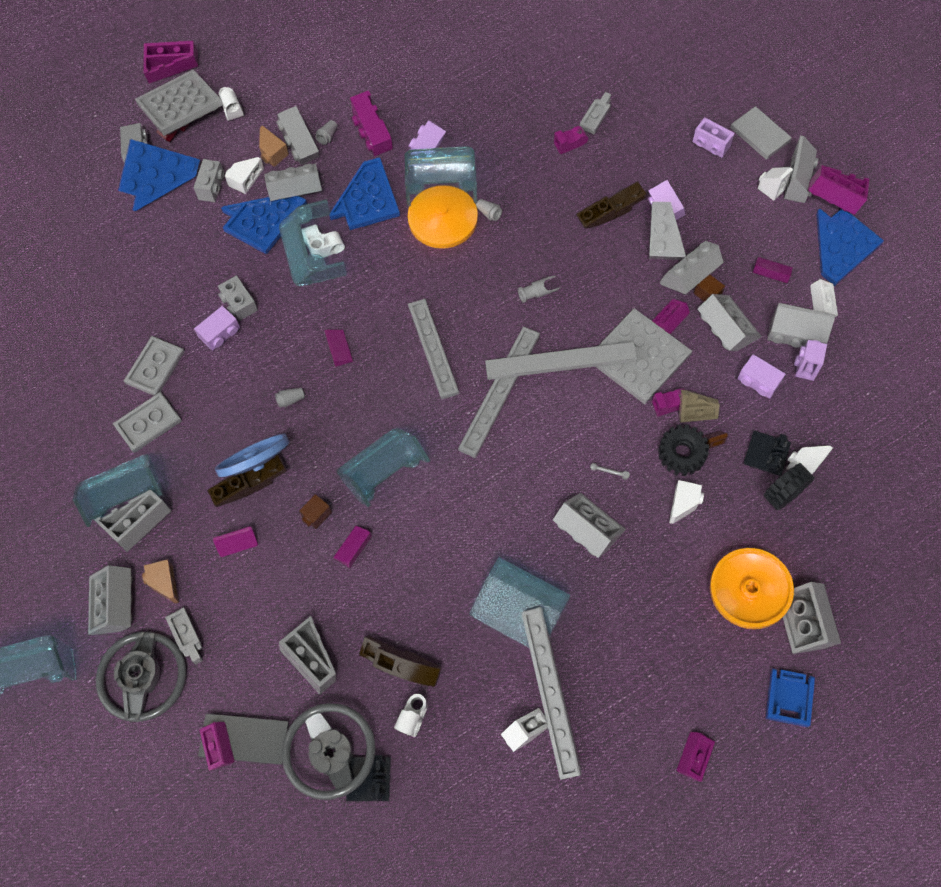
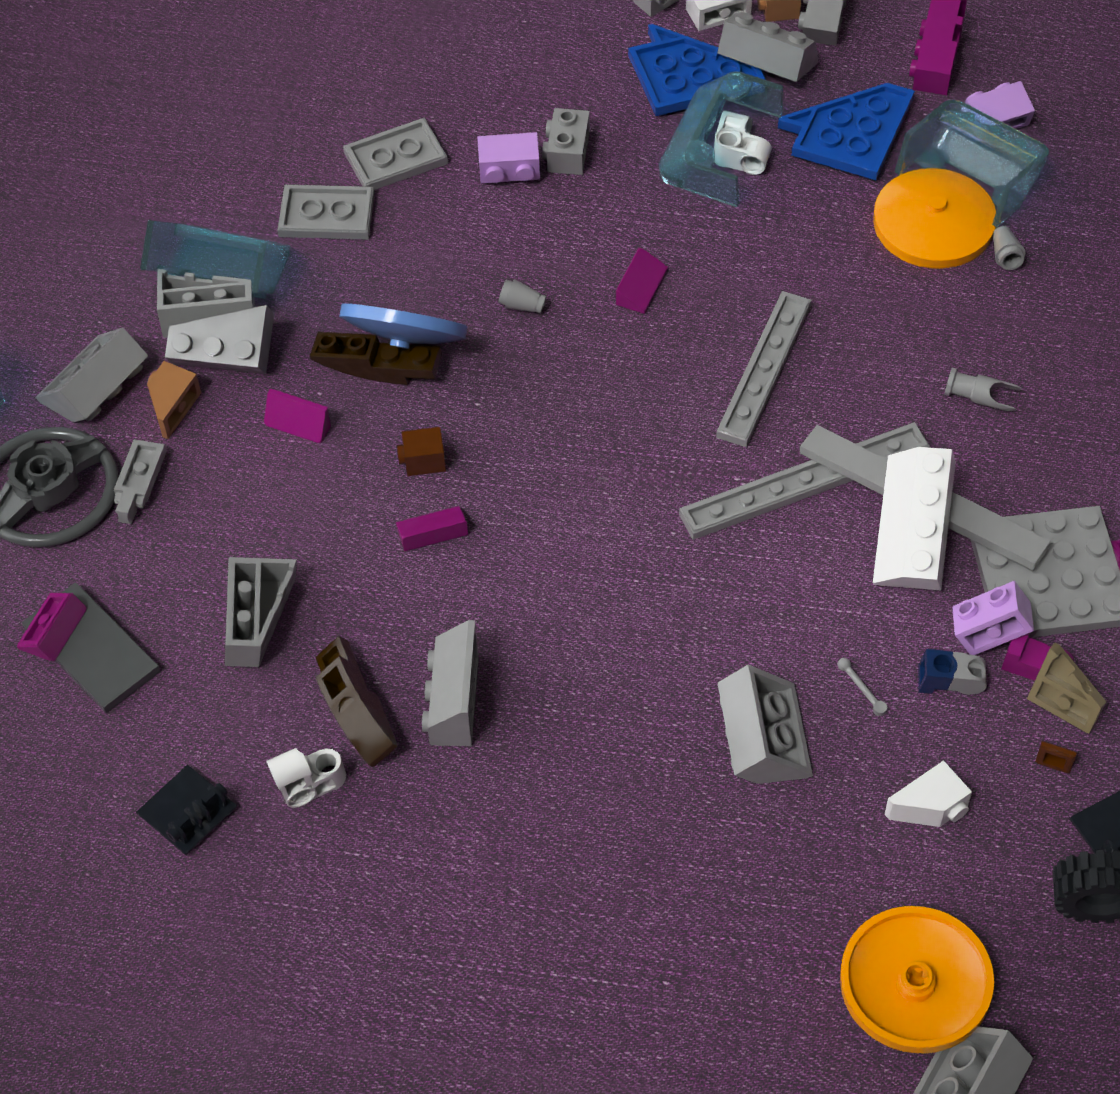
camera: 40 degrees right, 10 degrees down
(165, 532) = (224, 342): none -> light grey wedge
(323, 739) = (172, 721): dark grey piece -> none
(326, 132) = (872, 19): light grey cone -> none
(379, 462) = (553, 454): clear light blue windscreen -> none
(439, 617) = (452, 687): none -> light grey slope
(513, 591) = (574, 755): clear light blue slope -> none
(525, 729) = (433, 907): white slope -> none
(551, 693) = (506, 890): light grey tile -> none
(569, 375) = (915, 518): none -> white slope
(641, 397) = (992, 618): none -> lavender brick
(642, 435) = (951, 672): none -> leg
(686, 437) = (1000, 712): black tyre -> none

